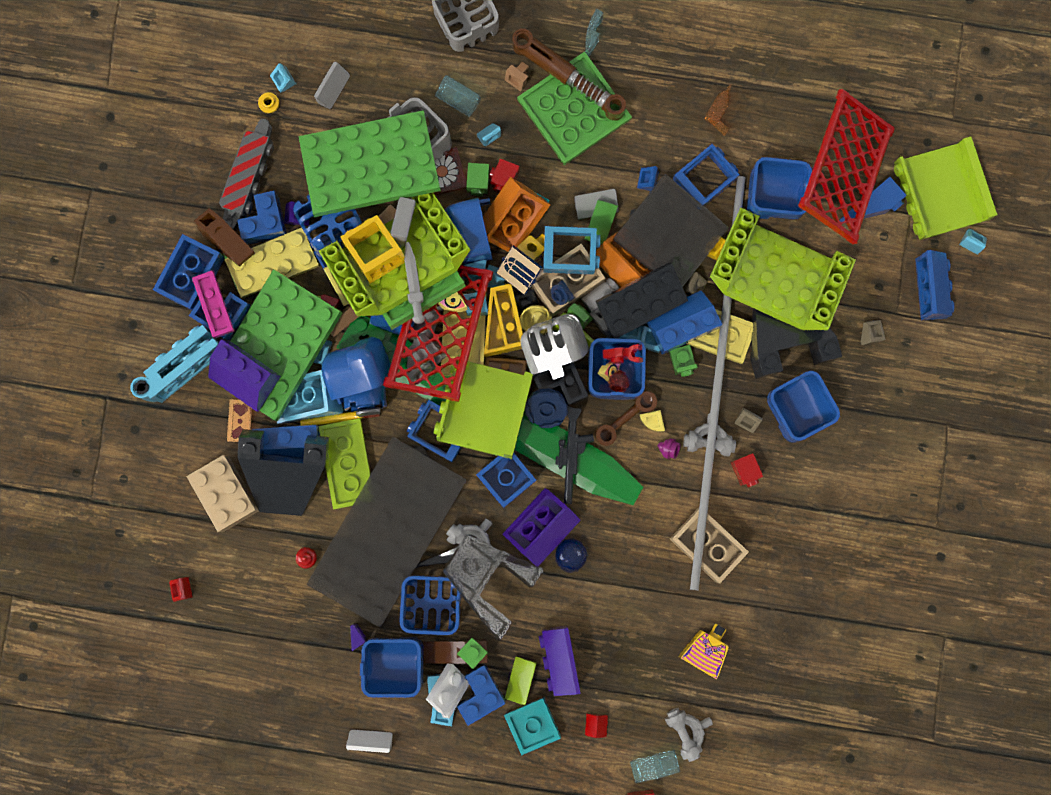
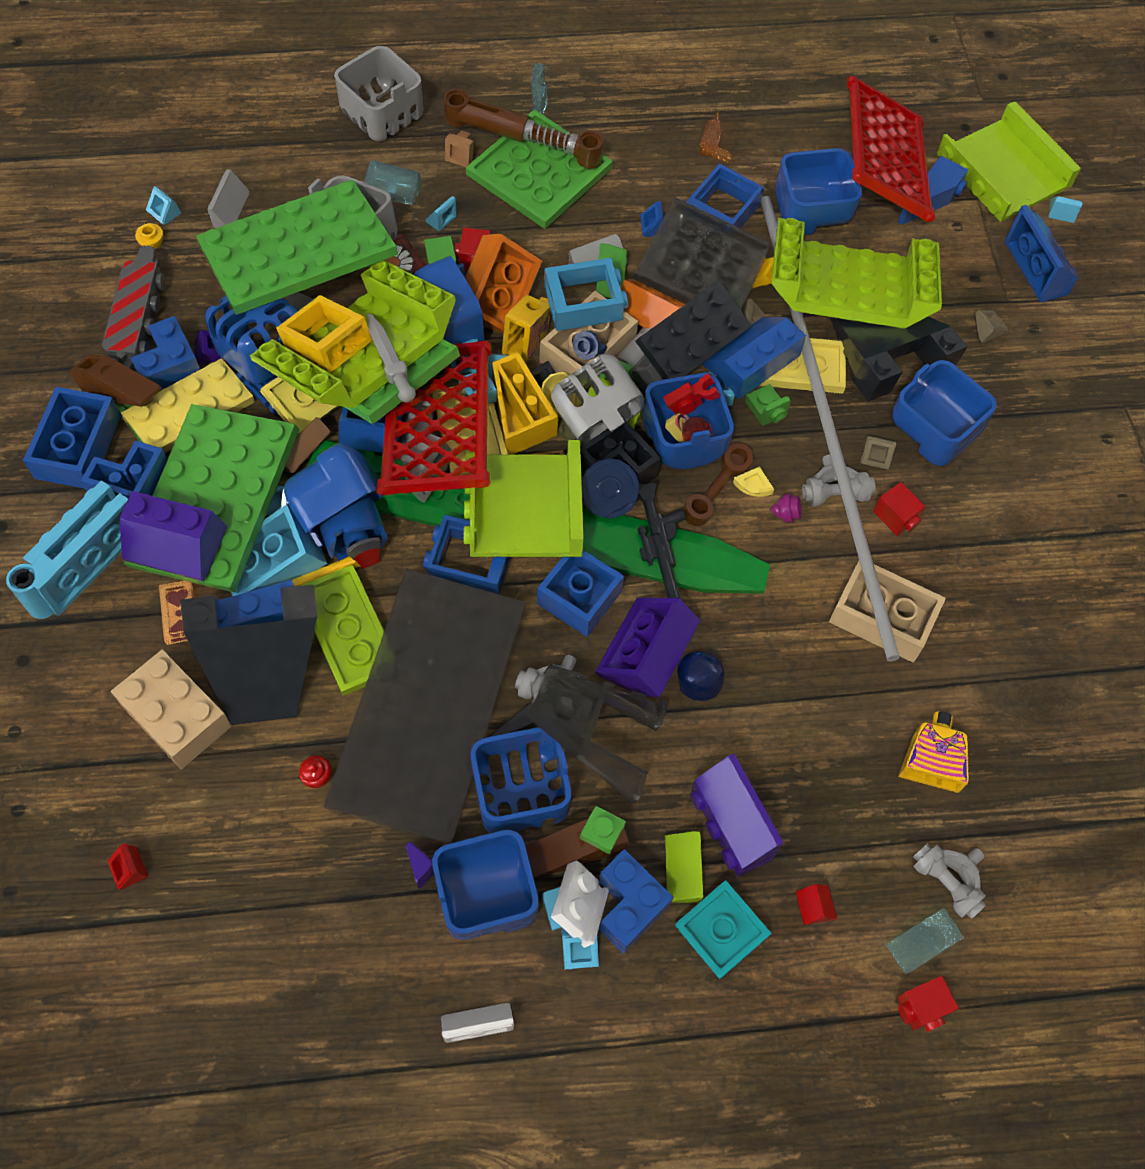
camera: 20 degrees left, 20 degrees down
(213, 304) = (113, 455): dark pink plate -> none
(402, 220) = (356, 290): light grey slope -> none
(453, 303) = (448, 379): light yellow tile -> none
(519, 270) = (525, 328): piece -> none

